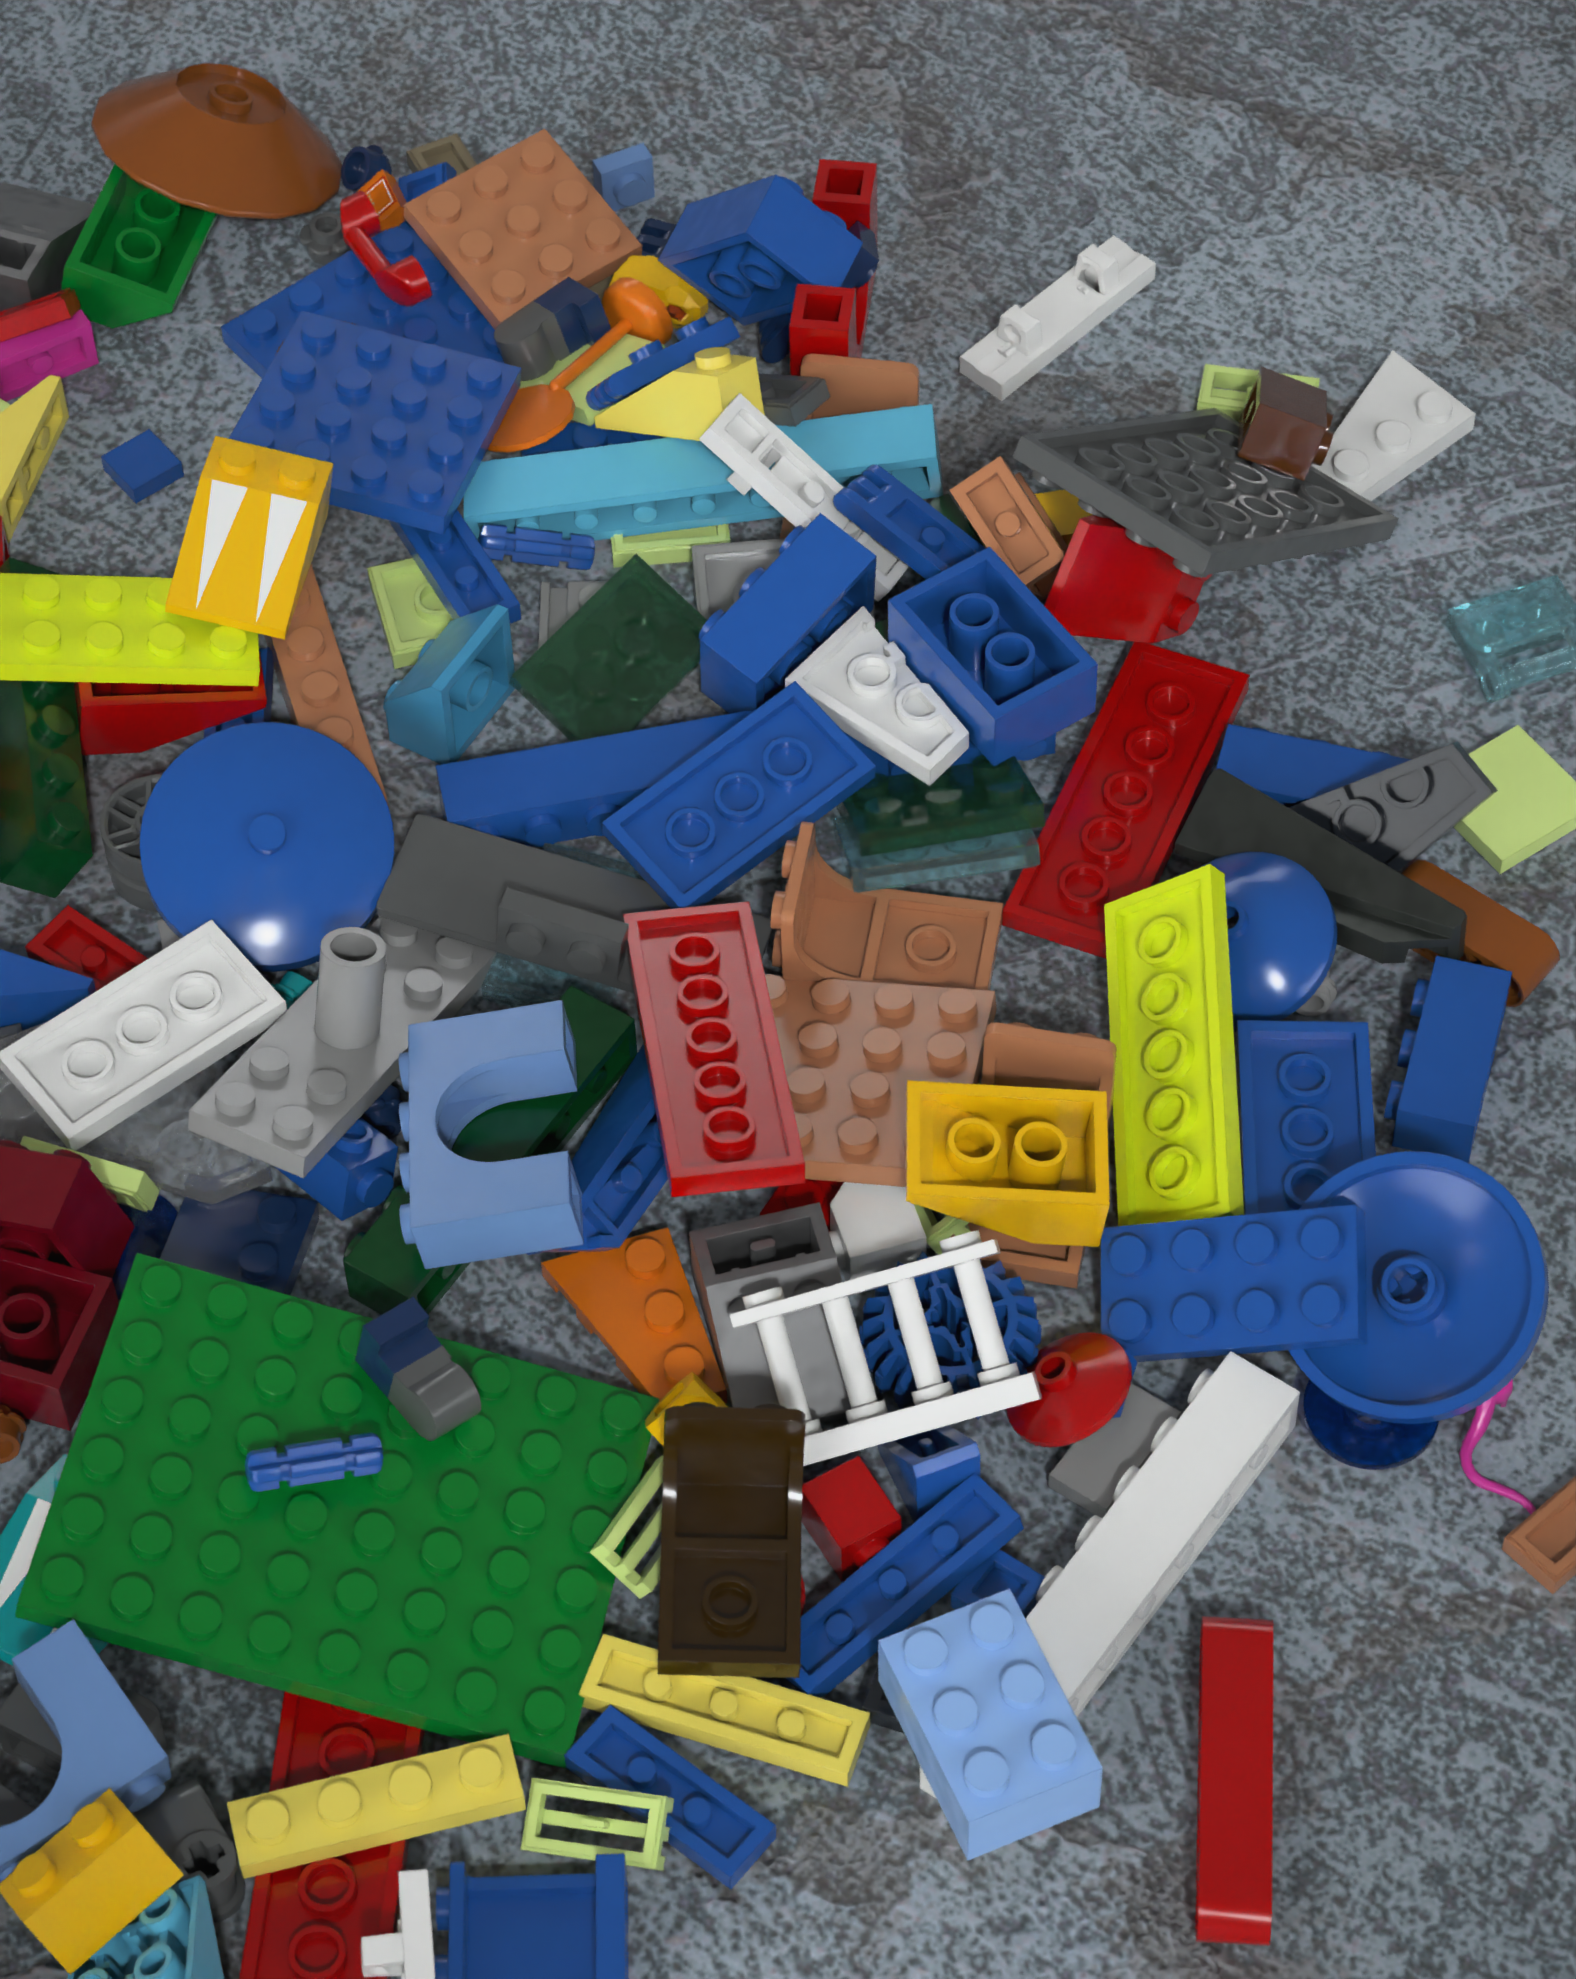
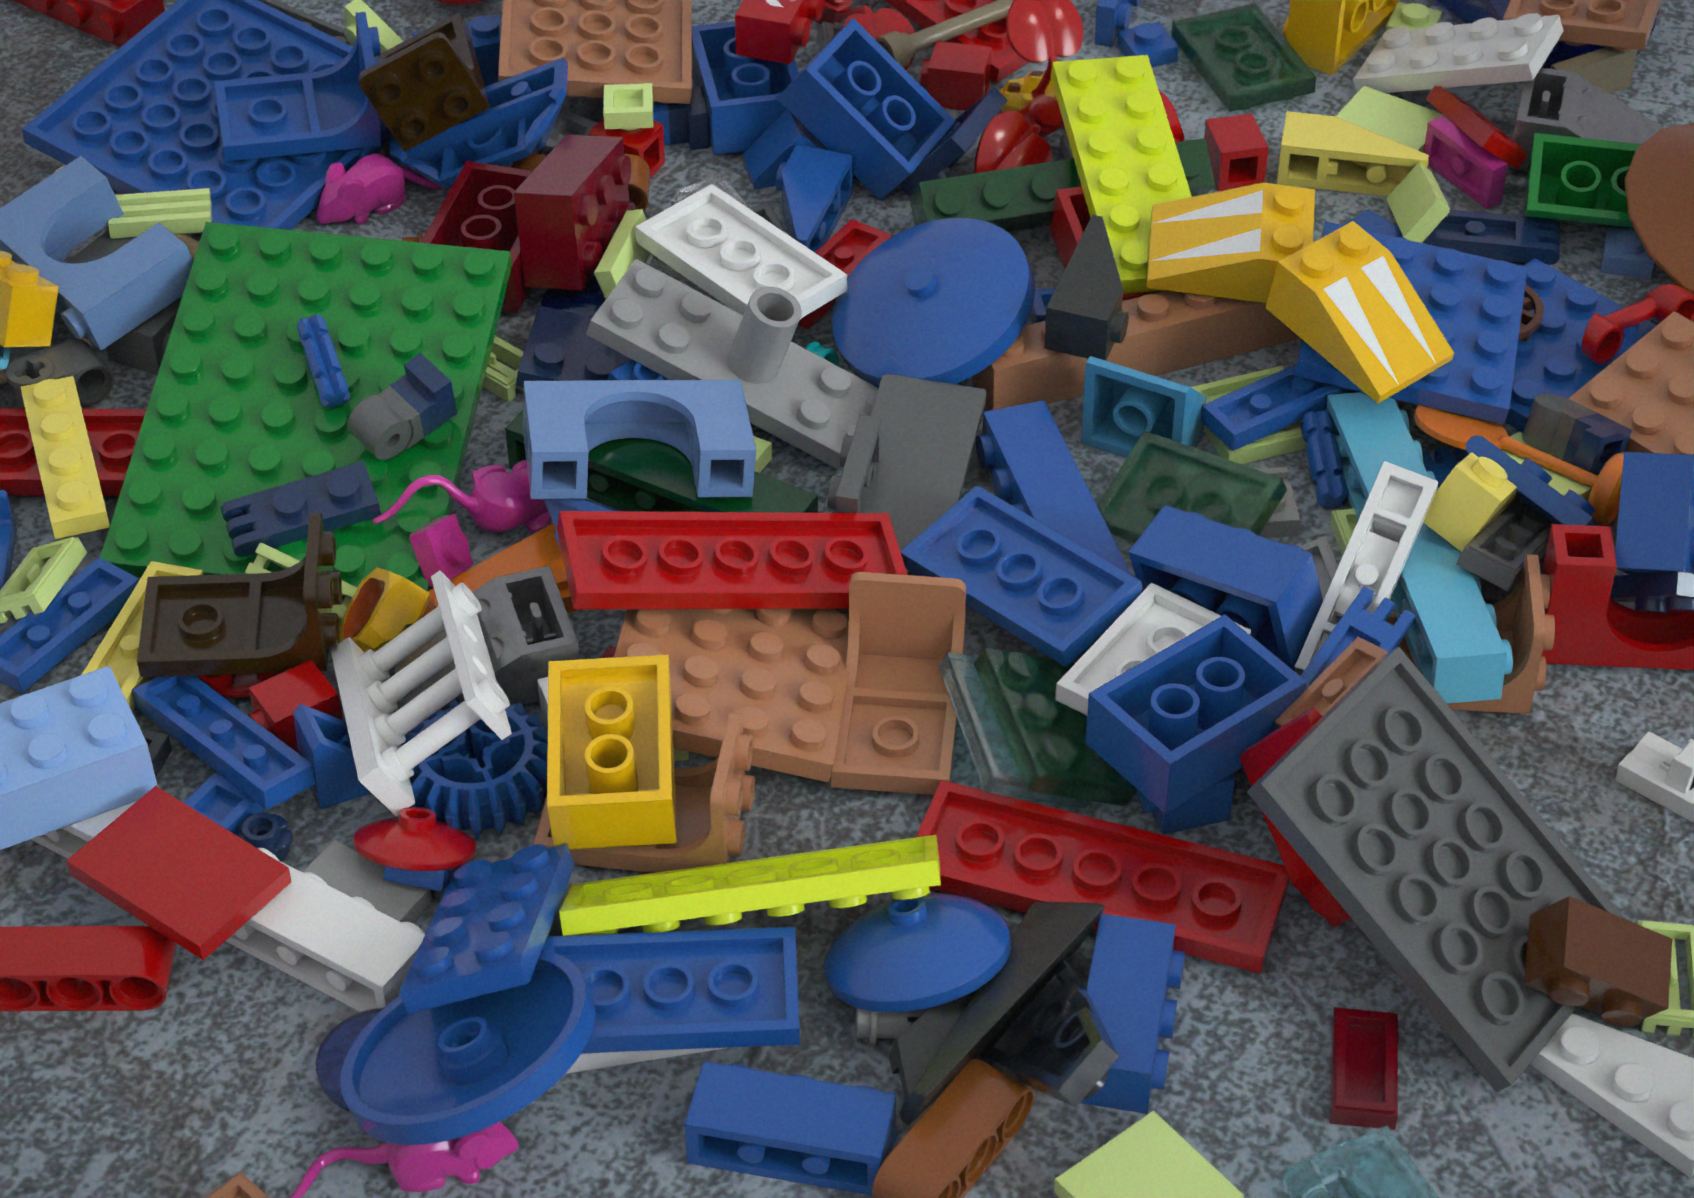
camera: 85 degrees right, 10 degrees down
(122, 403) = (1418, 204): none -> yellowish green tile
(172, 362) = (1499, 236): none -> dark blue hinge
(223, 255) = (1625, 254): none -> medium blue plate
(312, 679) = (1087, 303): none -> pearl dark grey slope
(405, 442) = (1358, 312): none -> yellow slope
(516, 1314) = (496, 503): none -> dark pink animal
(540, 1504) = (282, 512): none -> dark blue hinge
(601, 1367) = (441, 547): none -> dark pink plate
(1044, 1533) = (267, 832): none -> dark blue plate
(1143, 1588) = (179, 872): none -> red tile
(1360, 628) = (1364, 1068): none -> dark red tile

